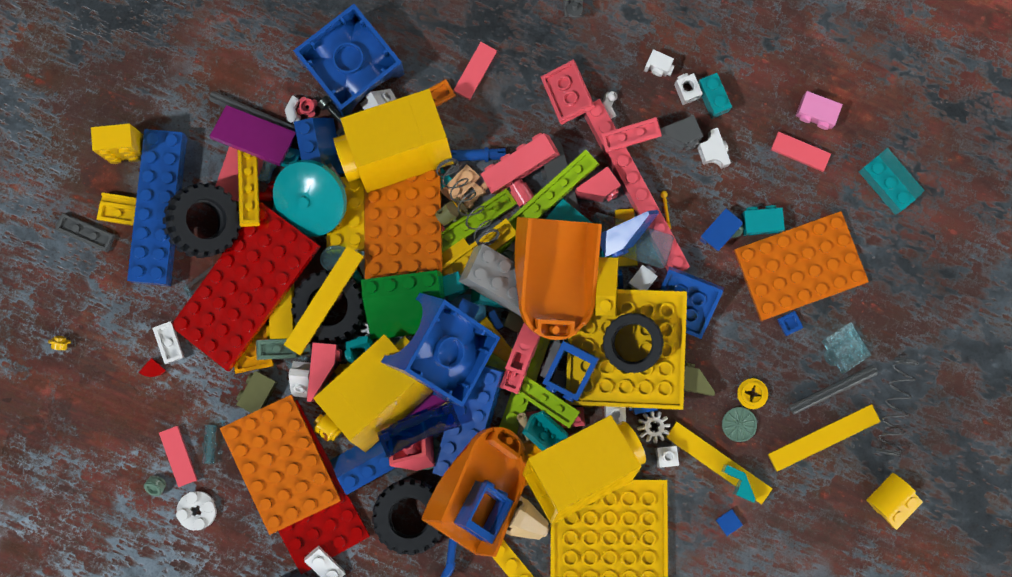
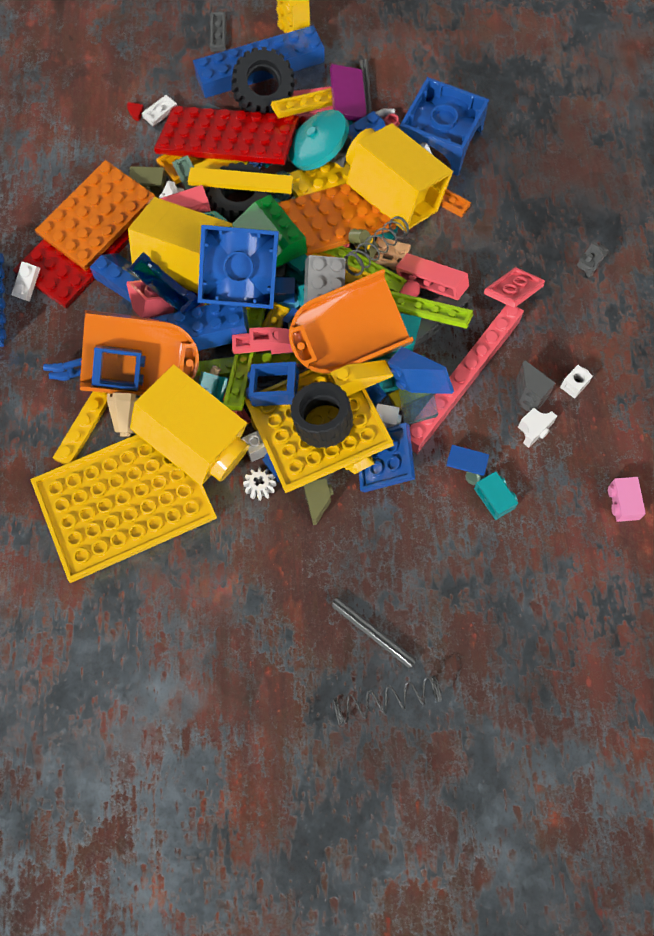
camera: 70 degrees right, 15 degrees down
(59, 343) = (127, 46): yellow plate -> none
(117, 209) = (243, 36): yellow plate -> none
(155, 485) = (43, 145): sand green tile -> none
(178, 456) = (74, 153): coral tile -> none
(207, 508) = (32, 174): white plate -> none
(209, 444) = (89, 168): clear light blue pin -> none
(383, 518) = (73, 313): black tyre -> none
(475, 71) = (490, 220): coral tile -> none
(478, 154) = (420, 245): blue pin -> none
(599, 187) = (447, 343): coral slope -> none
(607, 101) = (524, 325): white arm -> none
(631, 135) = (507, 342): coral tile -> none
(659, 64) = (583, 348): white brick -> none
(664, 194) = (472, 405): yellow hinge -> none
(667, 456) = (237, 506): white brick -> none
(714, 96) = (583, 404): teal brick -> none
(714, 459) = (253, 558): yellow tile -> none
(728, 522) = (201, 591): blue tile -> none
(739, 424) = (298, 560): sand green wheel -> none
(743, 487) = (238, 584): teal slope -> none
(760, 389) = (324, 554): yellow gear -> none
(790, 323) = (415, 564): blue tile -> none
(800, 151) = (579, 502): coral tile -> none
(801, 266) = (475, 551): orange plate -> none
(823, 437) = (323, 644): yellow tile -> none
(845, 348) = (418, 623): clear light blue plate -> none
(891, 181) = (603, 596): teal slope -> none
(894, 500) = (292, 741): yellow brick -> none

